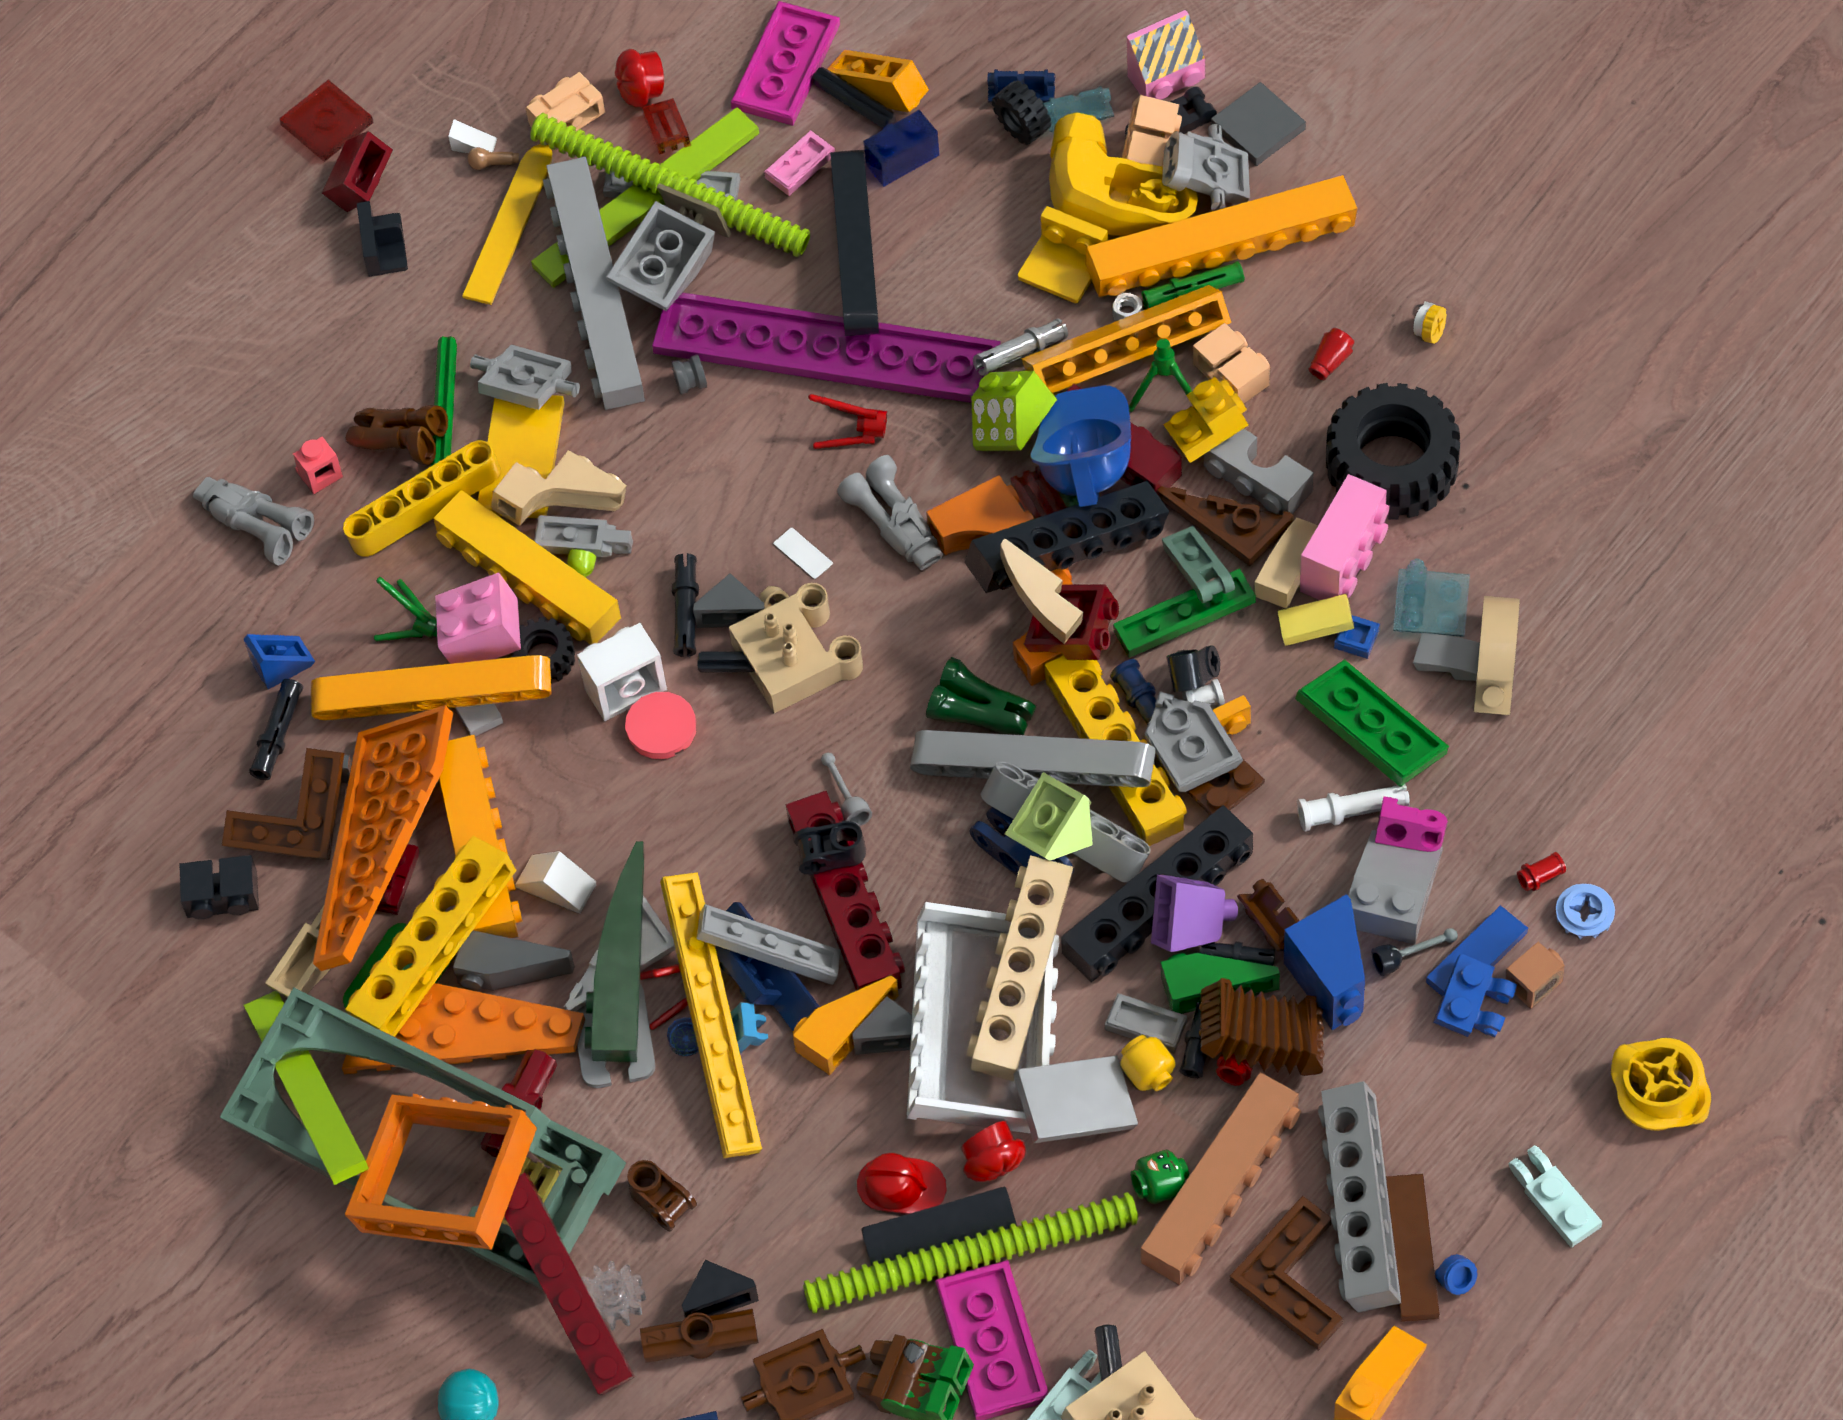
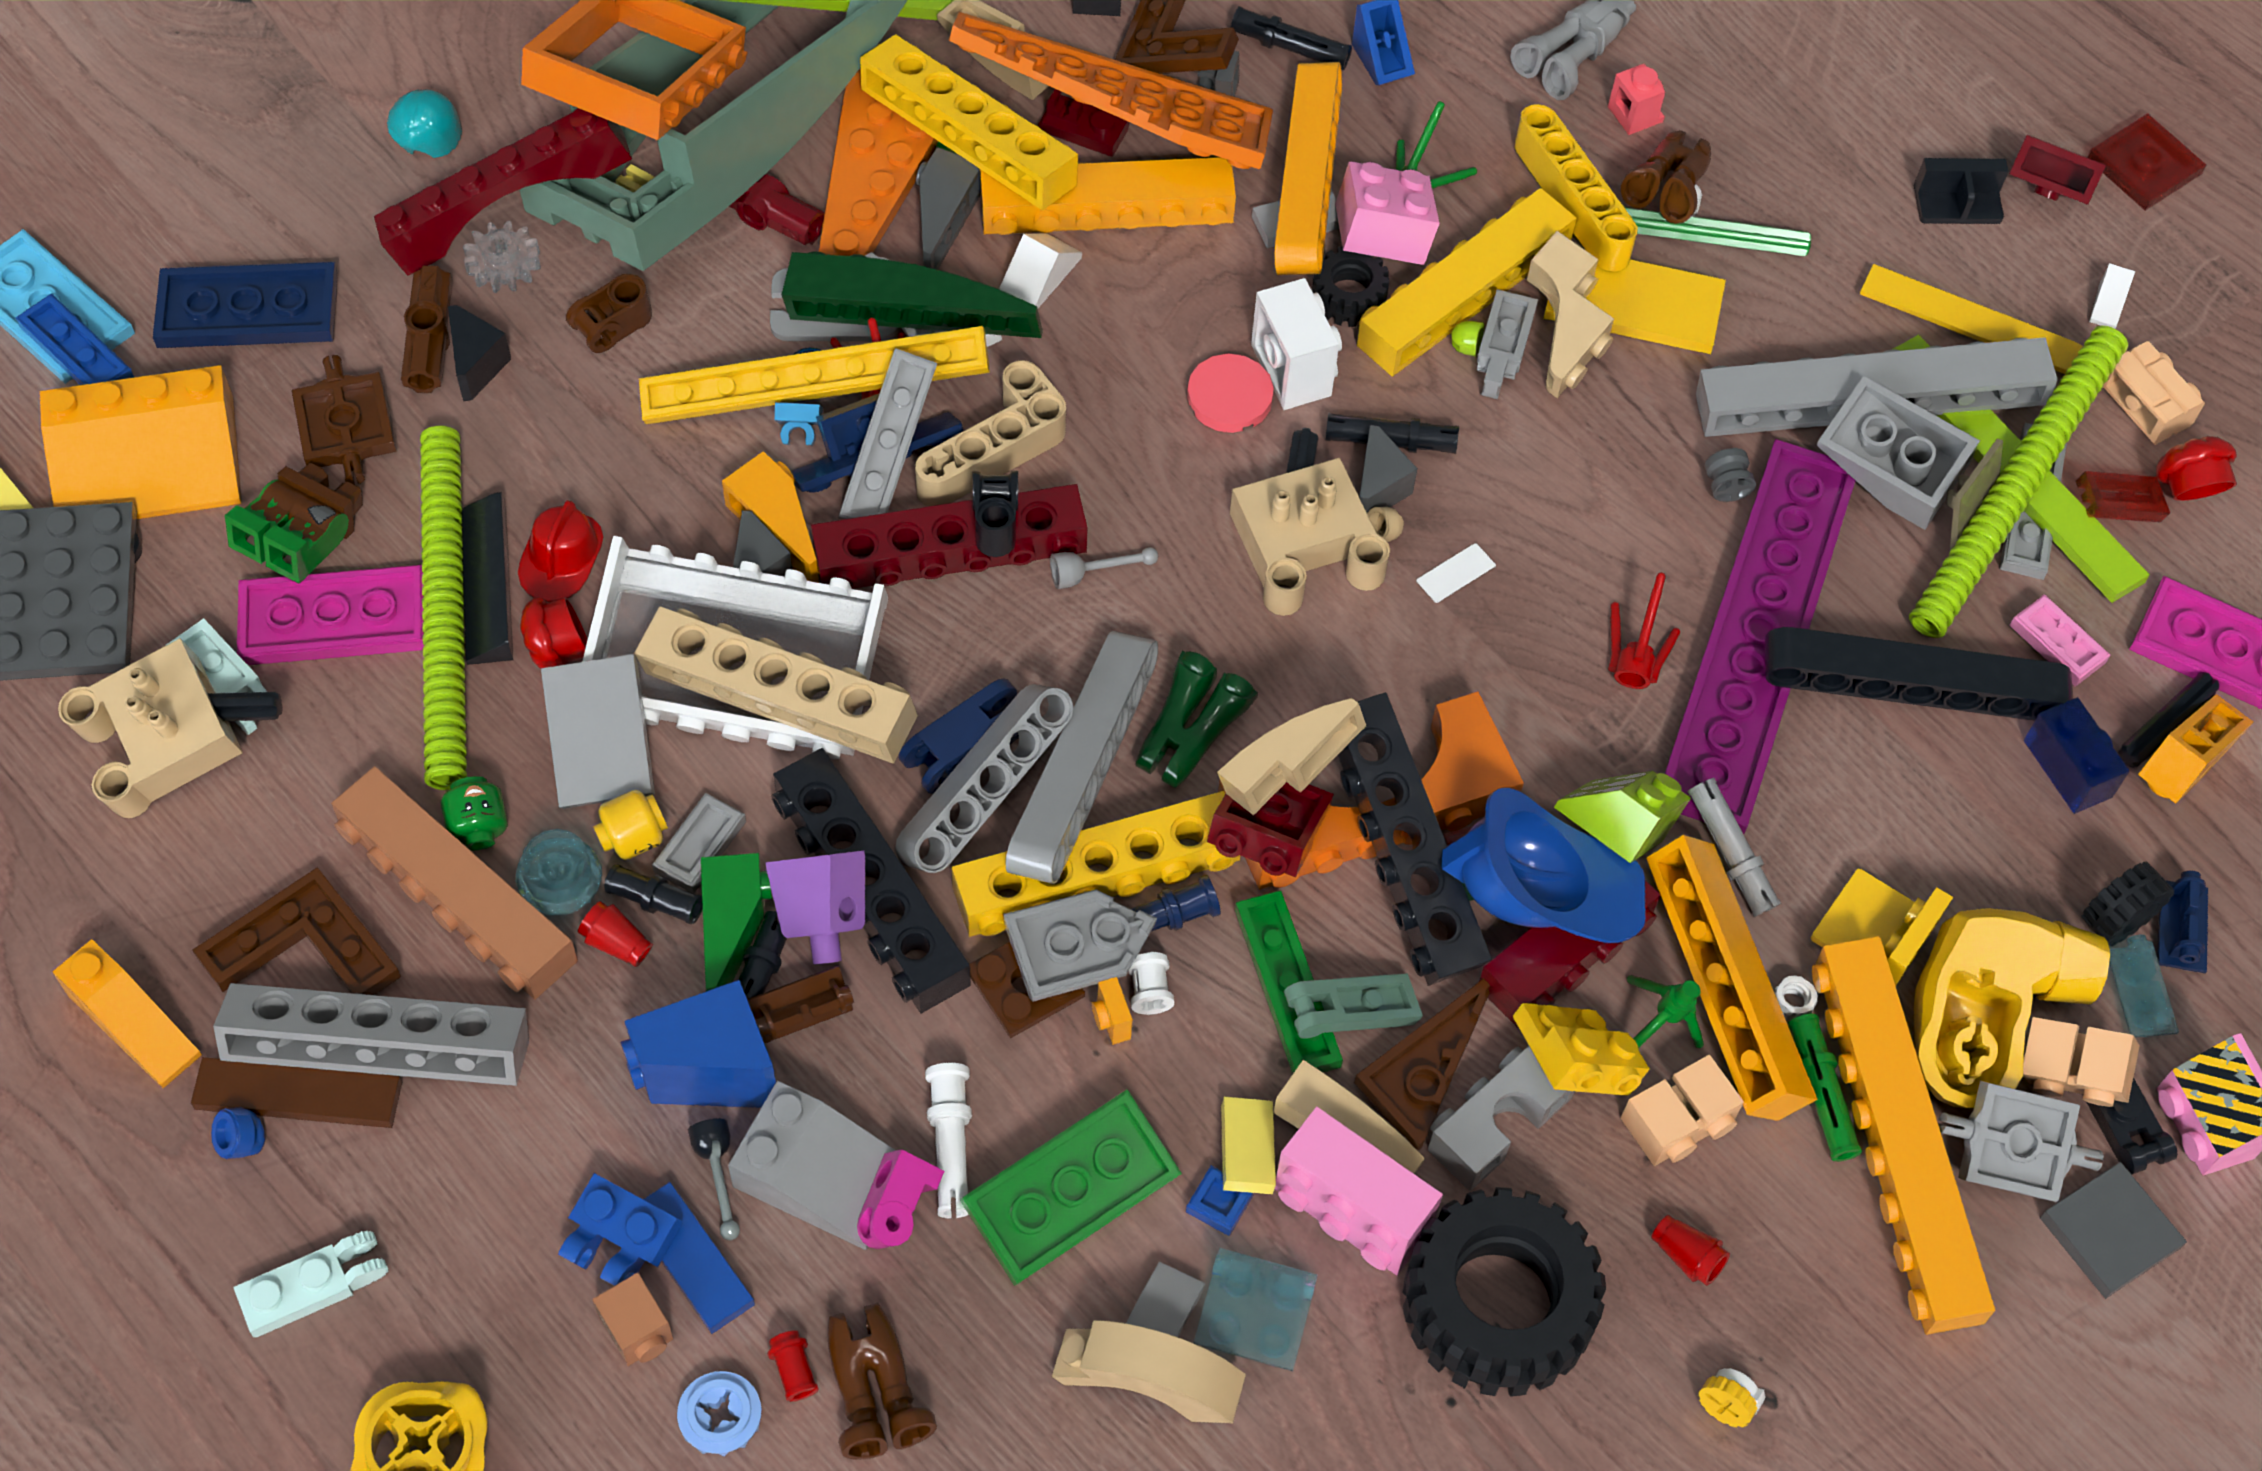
camera: 90 degrees right, 0 degrees up
(480, 158) = (2080, 304): medium nougat piece -> none
(524, 376) = (1739, 303): light grey plate -> none
(743, 884) = (1031, 416): none -> tan beam
(906, 528) = (1480, 666): light grey piece -> none
(1053, 820) = (962, 738): yellowish green slope -> none
(1178, 161) = (2021, 1077): light grey beam -> none
(1193, 668) = (1186, 965): black piece -> none
(1199, 1105) = (558, 873): none -> clear light blue piece
(1262, 1029) = (627, 949): reddish brown piece -> none
(1523, 815) = (884, 1357): none -> reddish brown piece

